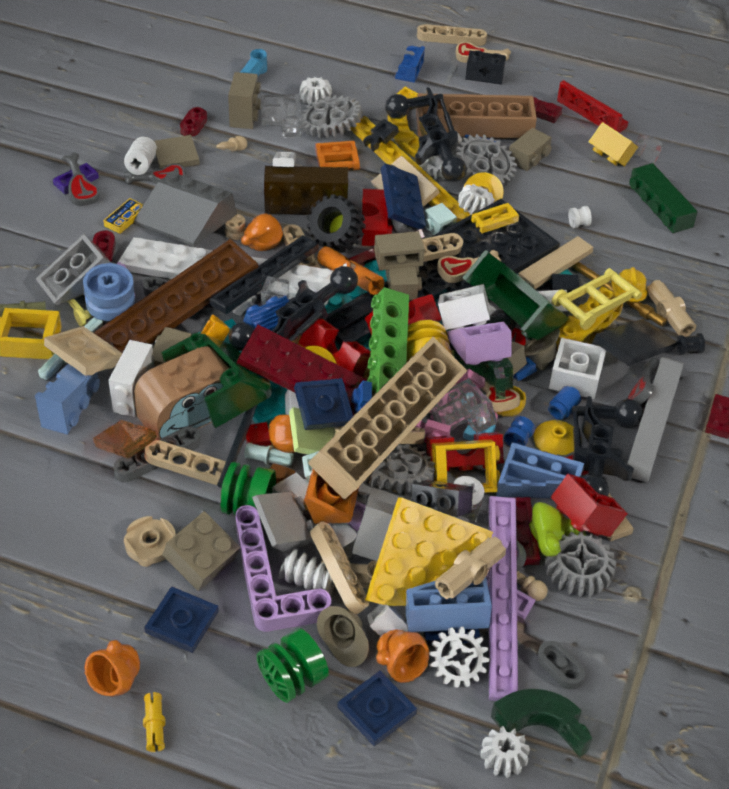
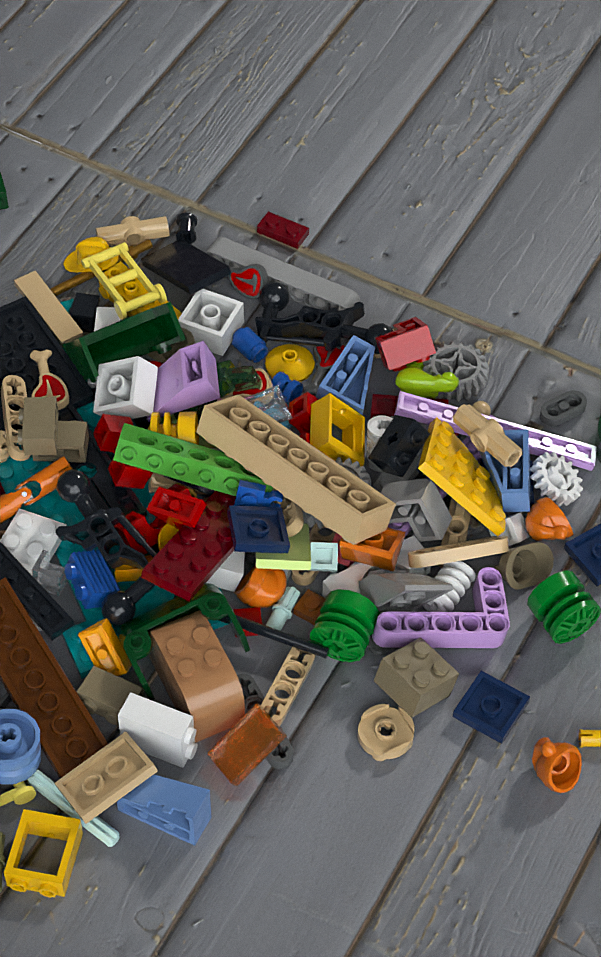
camera: 80 degrees left, 5 degrees up
(333, 345) = (176, 508): none -> red slope

